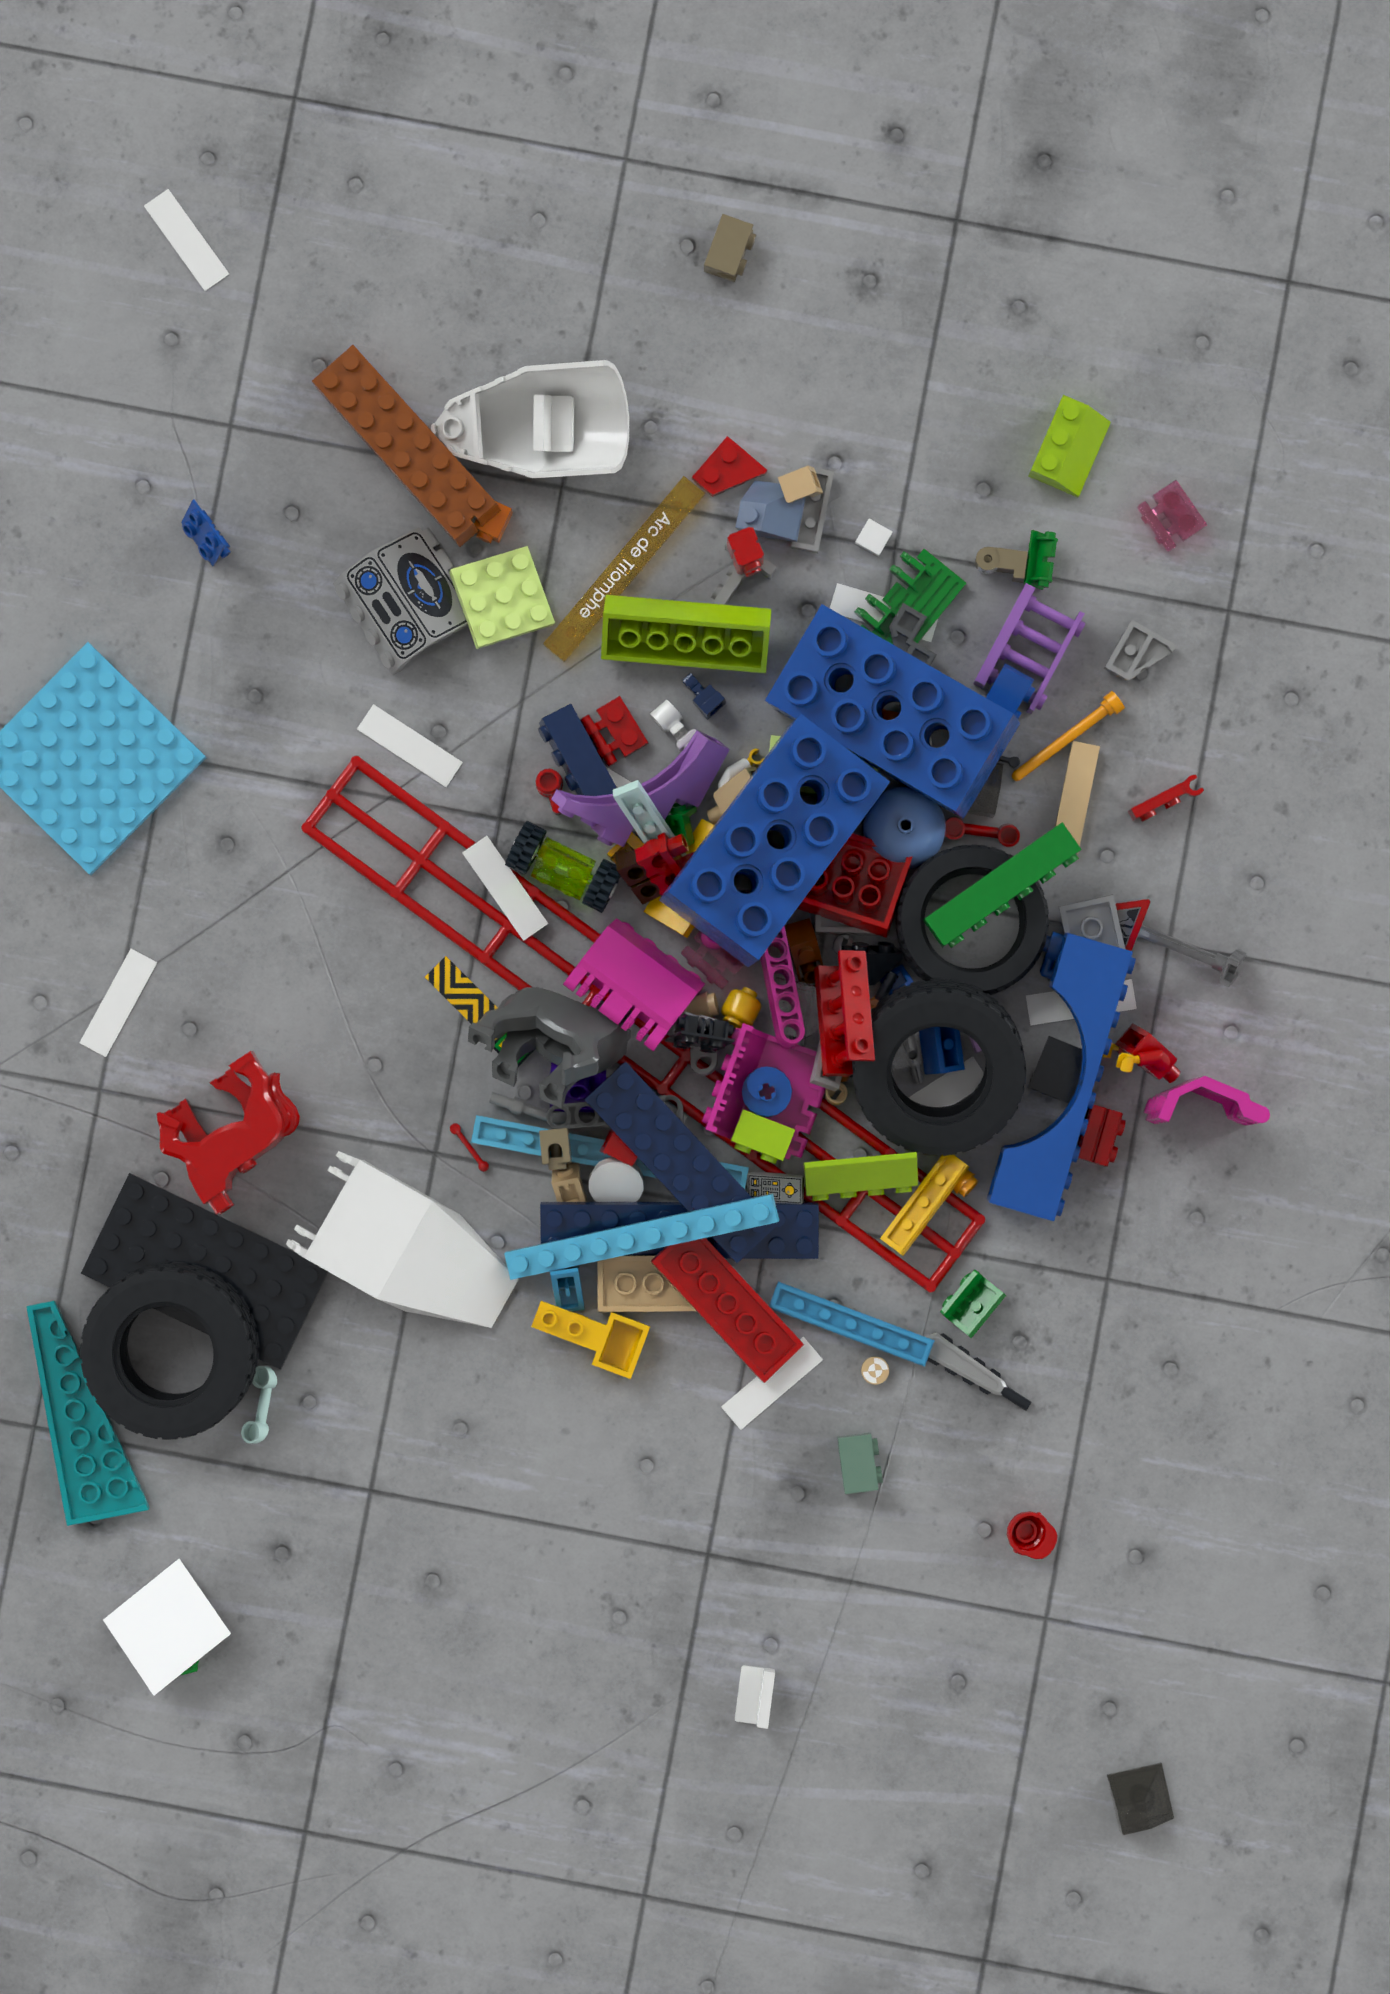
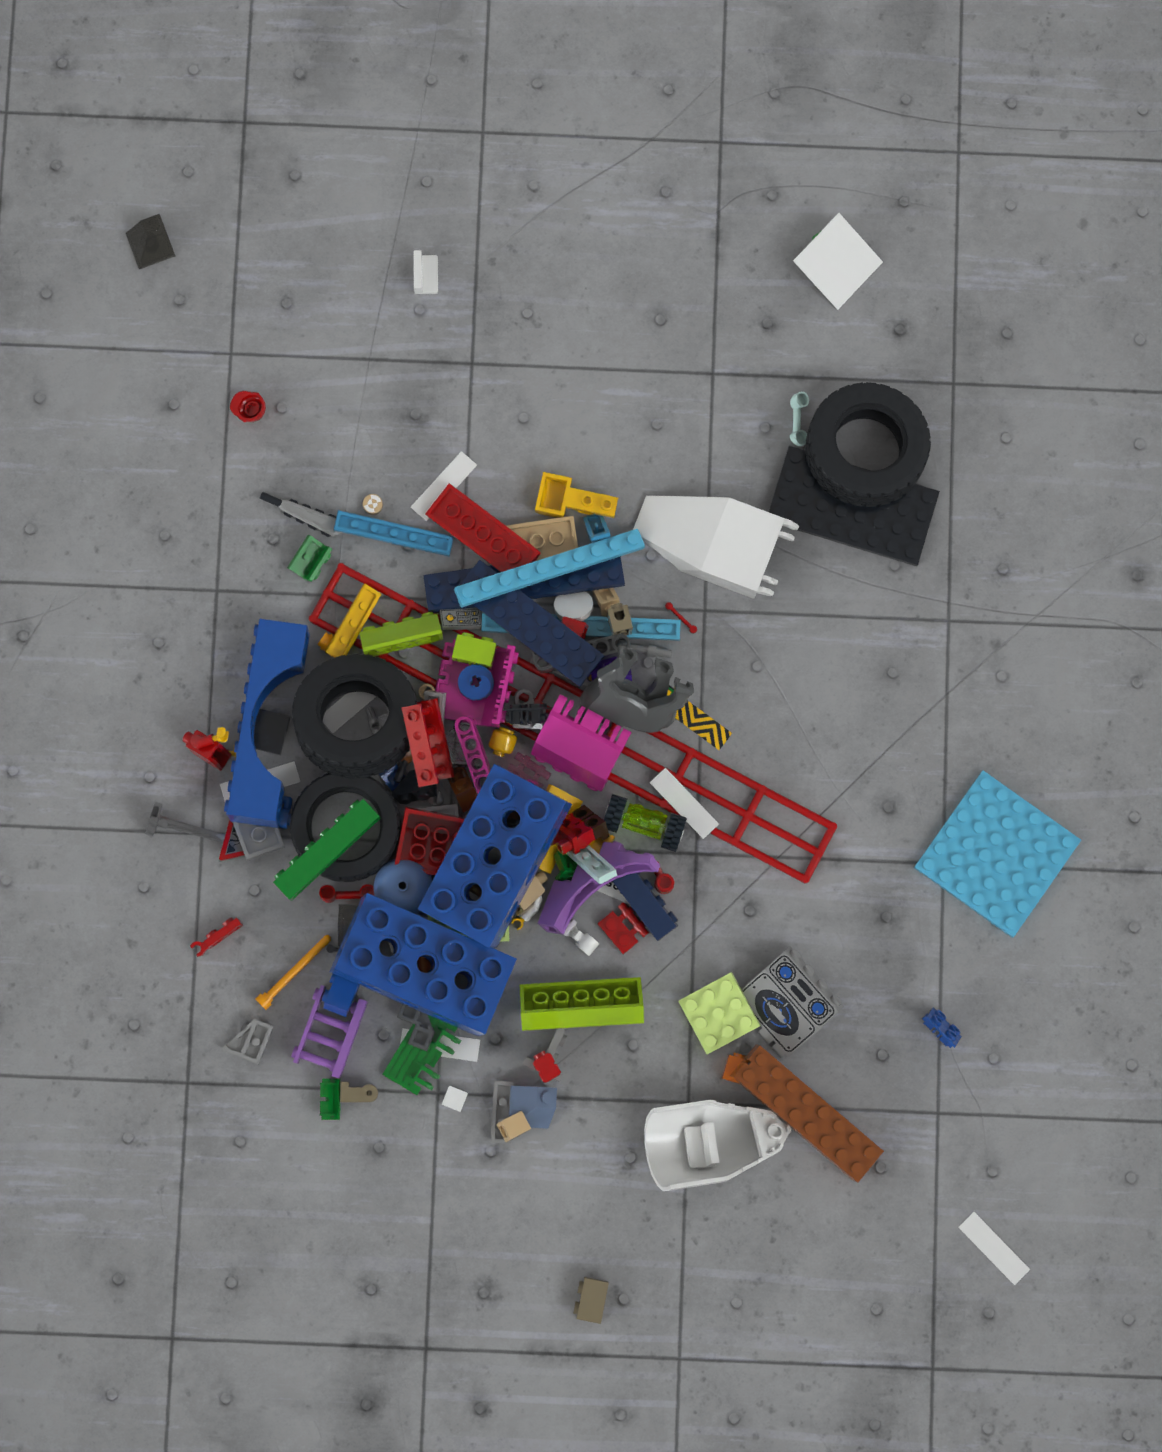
camera: 165 degrees right, 5 degrees down
(87, 1453) = (912, 369): teal wing -> none
(118, 1002) = (946, 683): white sticker -> none
(233, 1148) = (844, 593): red piece -> none
(409, 745) = (769, 897): white sticker -> none
(624, 568) = (633, 1049): clear yellow tile -> none
(704, 1004) = (528, 737): tan cone -> none
(707, 699) = (559, 959): dark blue piece -> none
(727, 468) = (569, 1134): red wing -> none
(858, 1463) = (375, 437): sand green brick -> none
(941, 1050) = (354, 727): blue brick -> none
(1070, 446) = (319, 1187): lime slope -> none
(1077, 788) = (282, 932): tan tile -> none
(1099, 1139) = (233, 688): red brick -> none
(1179, 512) = (233, 1151): clear pink plate -> none
(1234, 1102) = (176, 726): dark pink hinge -> none

